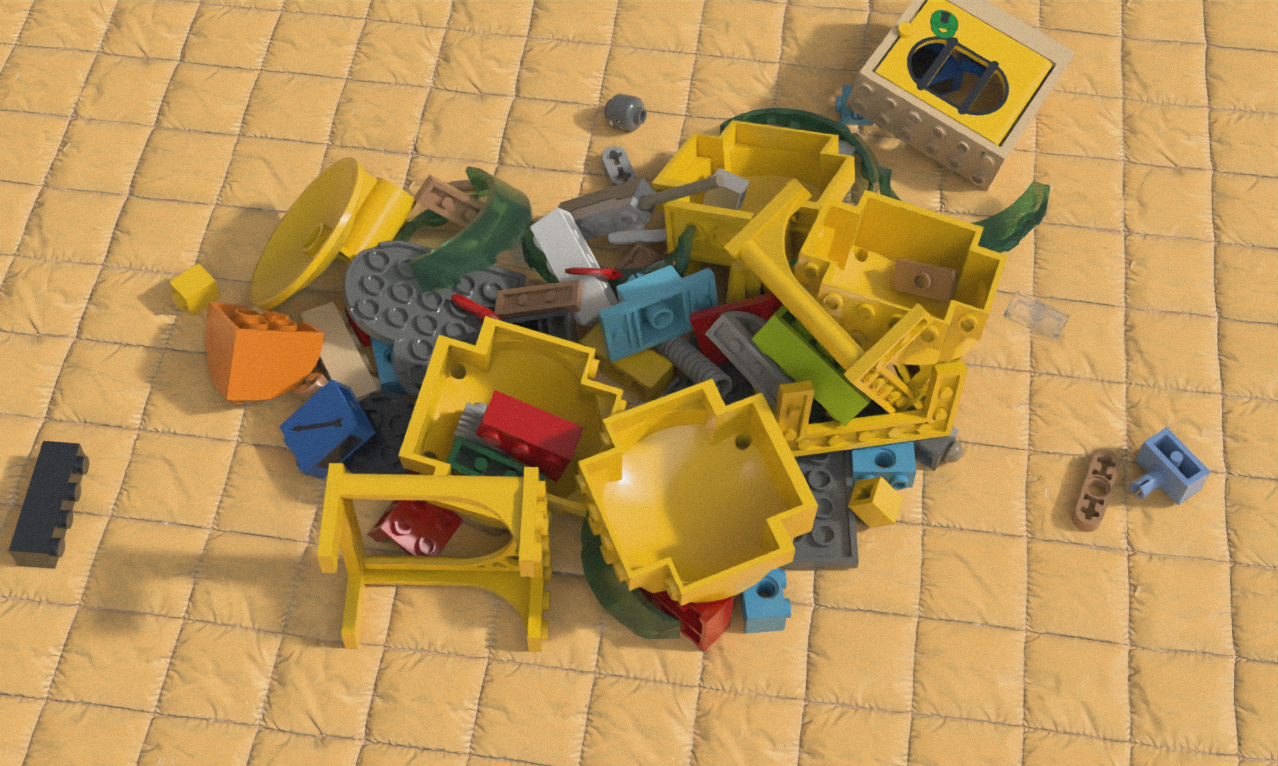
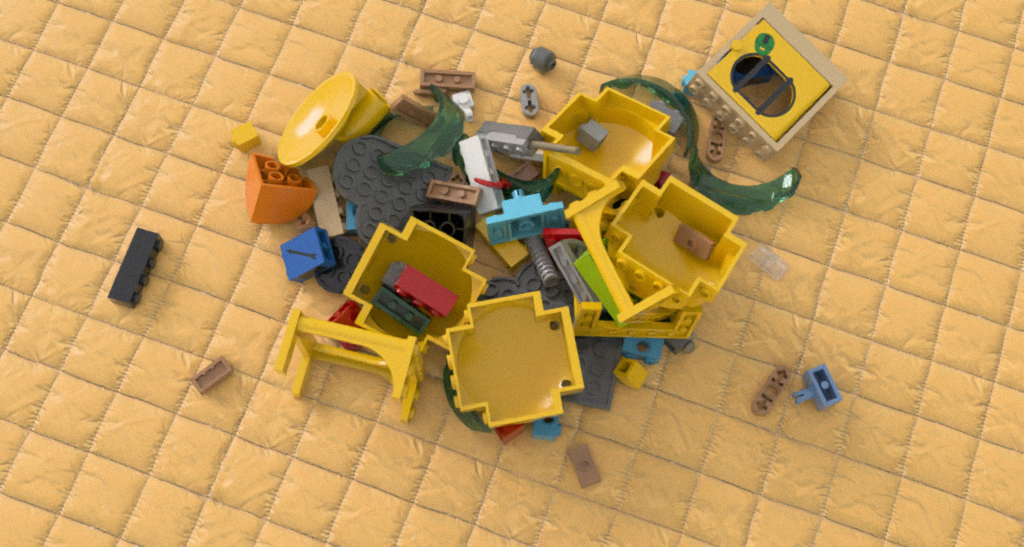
camera: 10 degrees right, 15 degrees up
(203, 639) = (212, 375): none -> medium nougat plate
(473, 308) = (415, 191): red piece -> none
(495, 161) = (448, 79): none -> medium nougat plate
(524, 183) = (466, 103): none -> white plate
(840, 655) = (584, 465): none -> medium nougat plate
(902, 178) = (711, 143): none -> medium nougat beam

